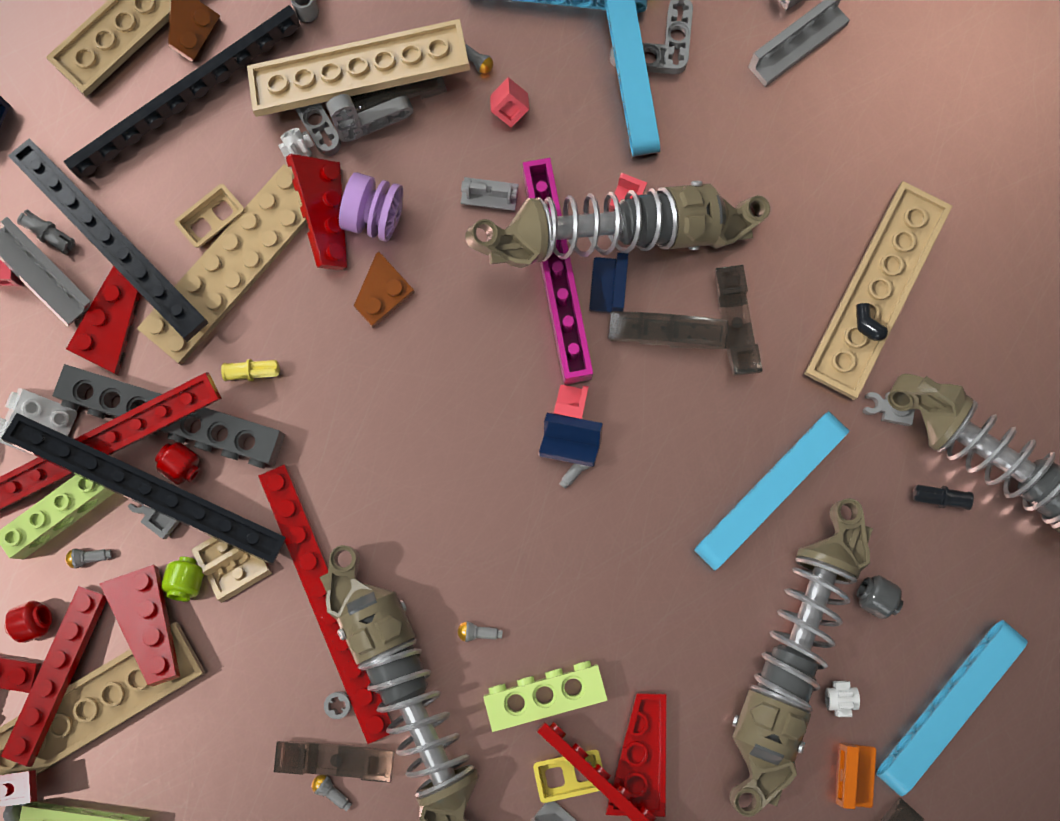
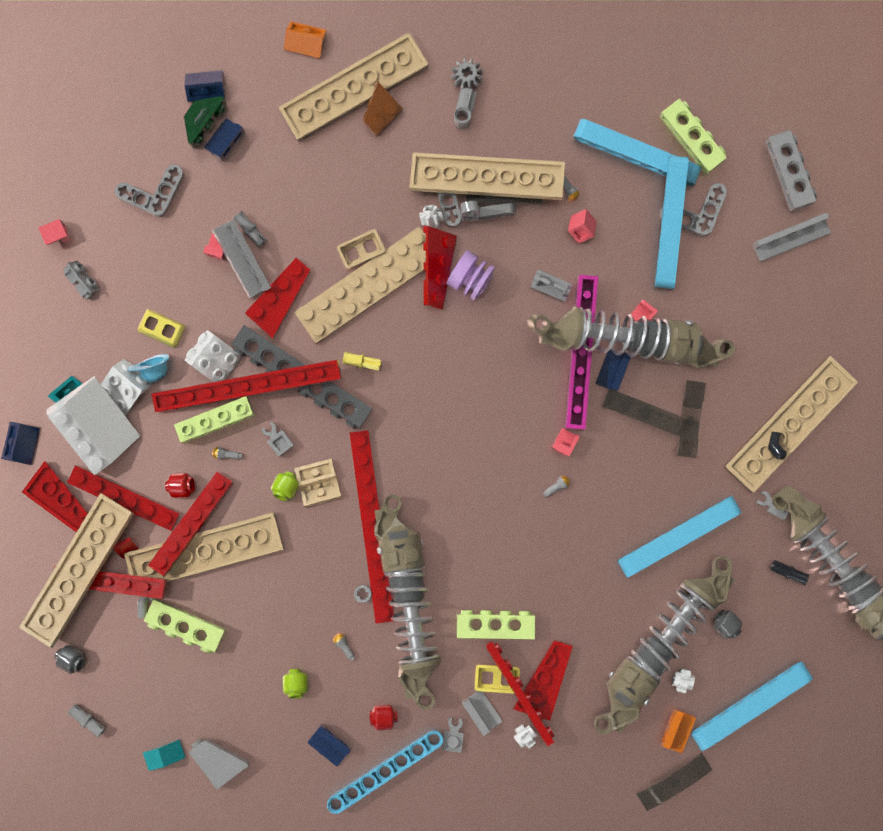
camera: 15 degrees right, 5 degrees up
(109, 240) = (291, 247): black plate -> none
(143, 488) = (278, 423): black plate -> none
(144, 621) = (254, 503): wing -> none
(177, 463) = (300, 410): red head -> none
(182, 93) = (373, 155): black plate -> none
(334, 760) = (352, 627): clear smoke slope -> none
(381, 291) = (461, 332): dark orange wing -> none
(468, 631) = (458, 571): light grey piece -> none
(571, 439) = (558, 467): dark blue panel -> none

